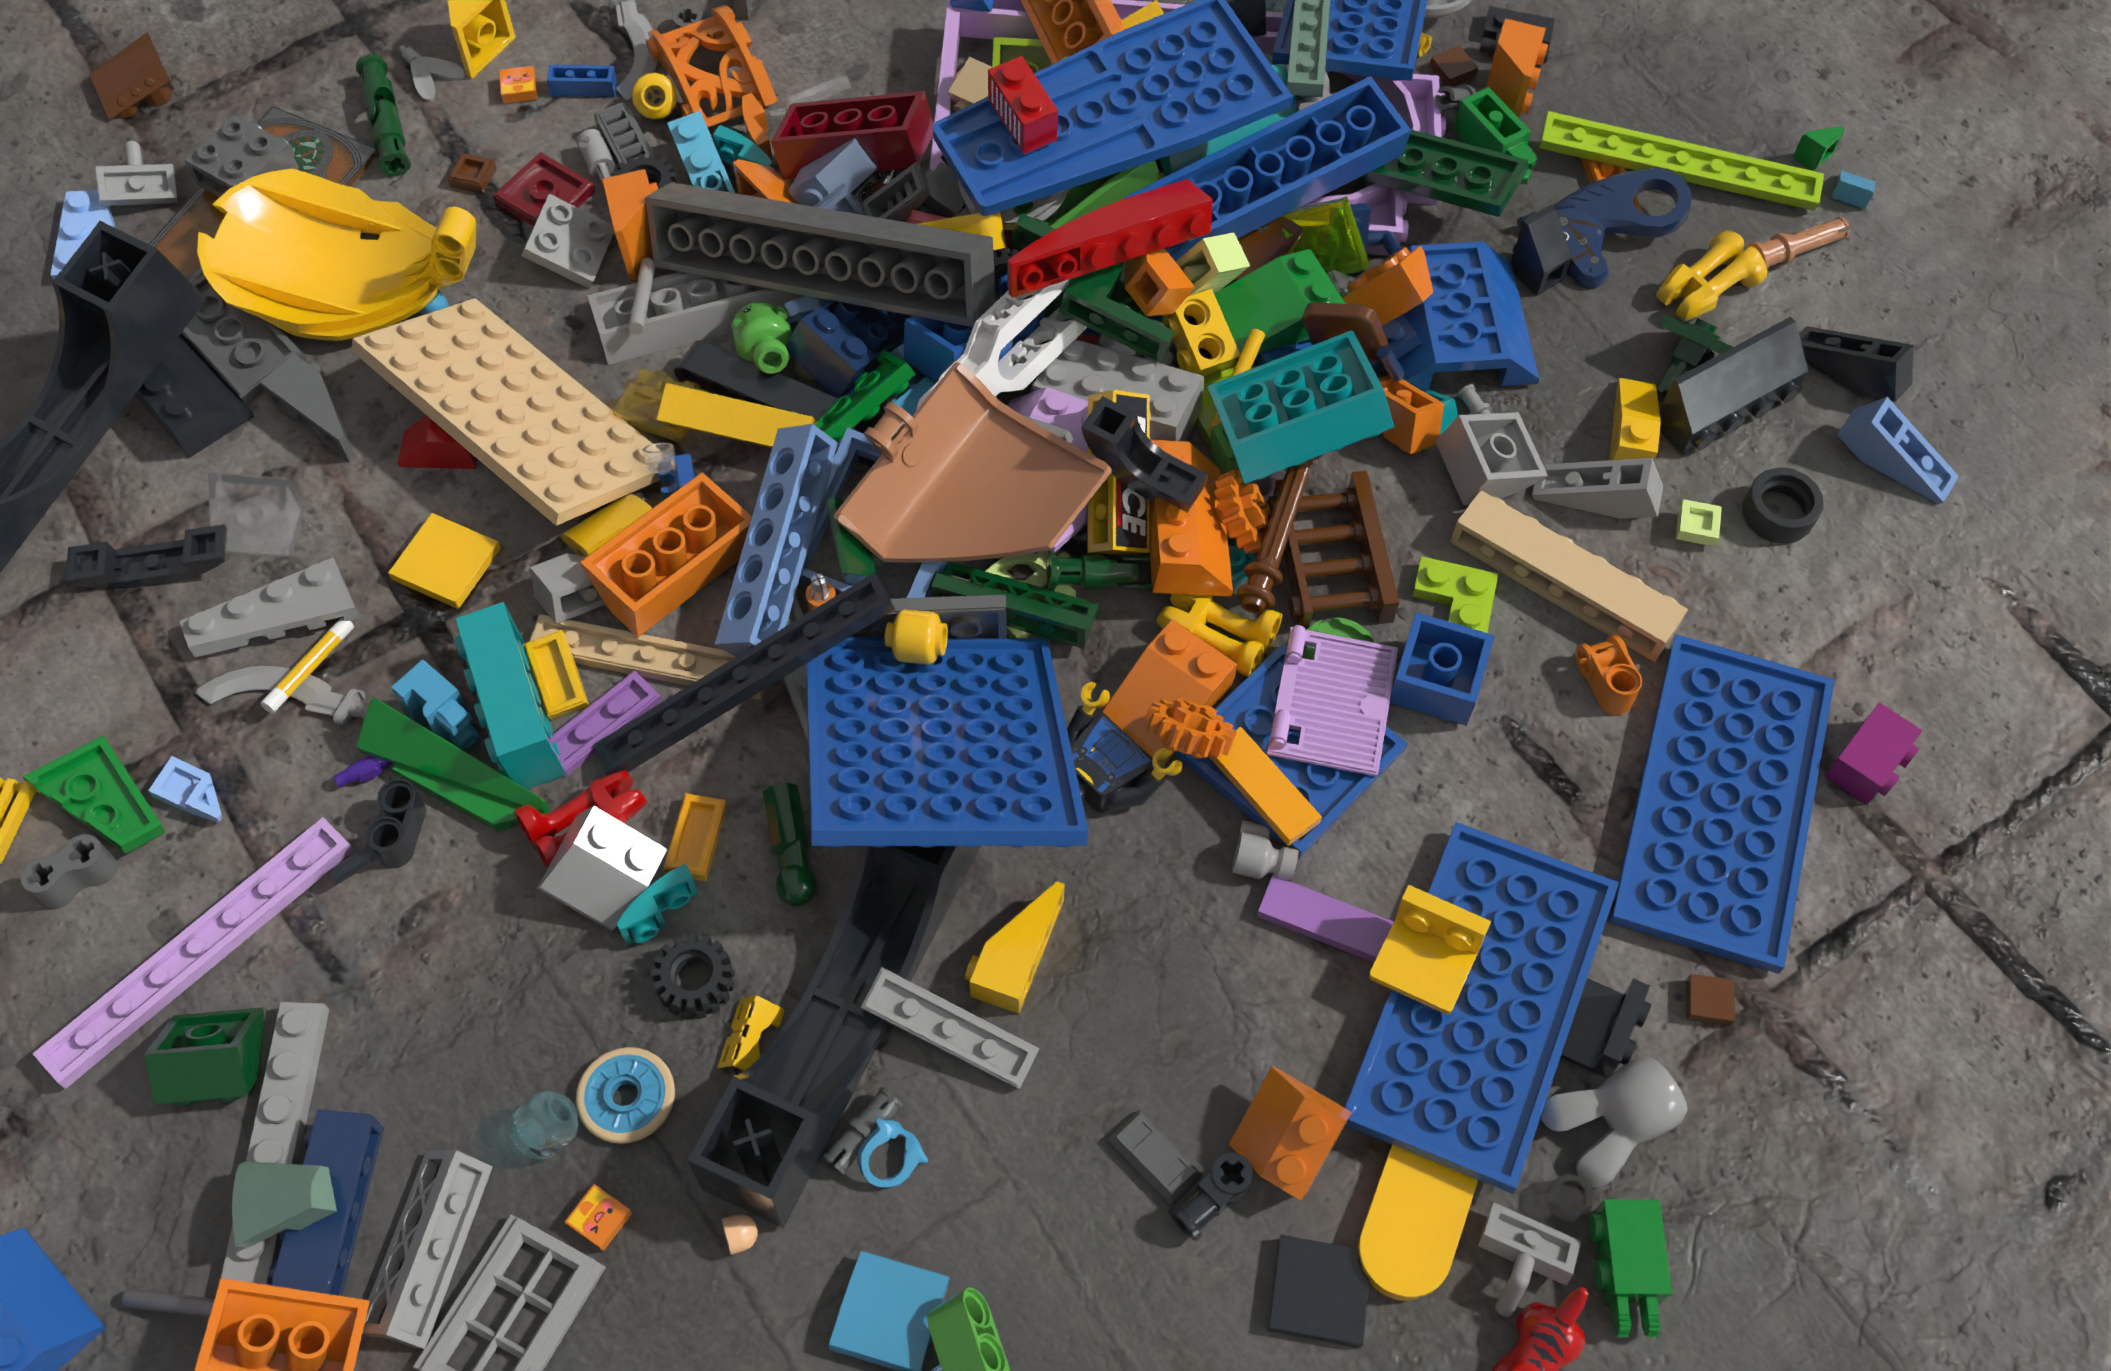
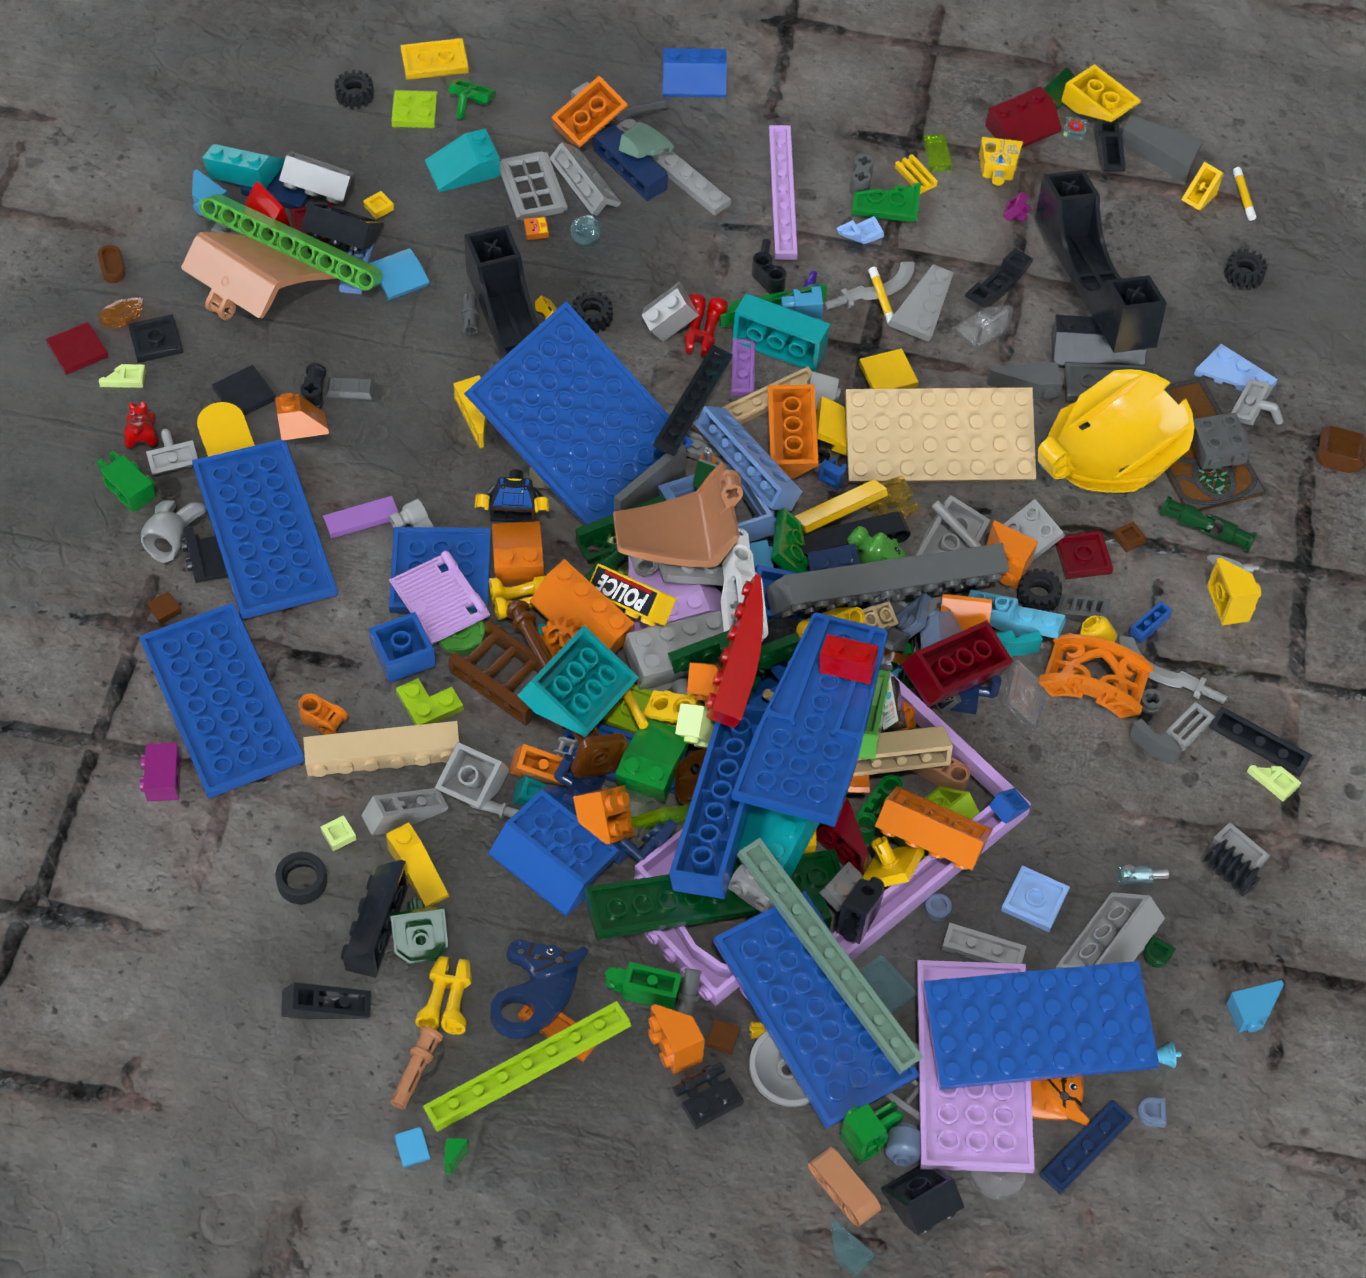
camera: 135 degrees right, 5 degrees down
(206, 1057) = (733, 167): dark green slope -> none
(518, 84) = (1177, 596): orange tile -> none
(556, 675) = (781, 364): yellow tile -> none
(596, 154) = (1083, 587): light grey piece -> none
(629, 1122) = (582, 272): dark azure wheel -> none
(644, 917) = (633, 314): teal slope -> none
(659, 457) = (850, 462): clear hinge -> none
(696, 835) = (652, 358): light orange tile -> none
(756, 123) = (1031, 659): orange slope -> none
(884, 1131) = (459, 316): dark azure piece -> none
(917, 637) = (638, 460): yellow head -> none
(950, 1028) = (469, 362): light grey tile -> none
(1136, 461) = (618, 582): black arch -> none
(1190, 728) = (485, 506): orange gear -> none
(1267, 789) = (434, 536): light orange tile -> none
(1429, 950) = (300, 515): yellow bracket -> none
(1541, 251) = (552, 922): black slope -> none
(1896, 448) = (260, 960): medium blue slope -> none

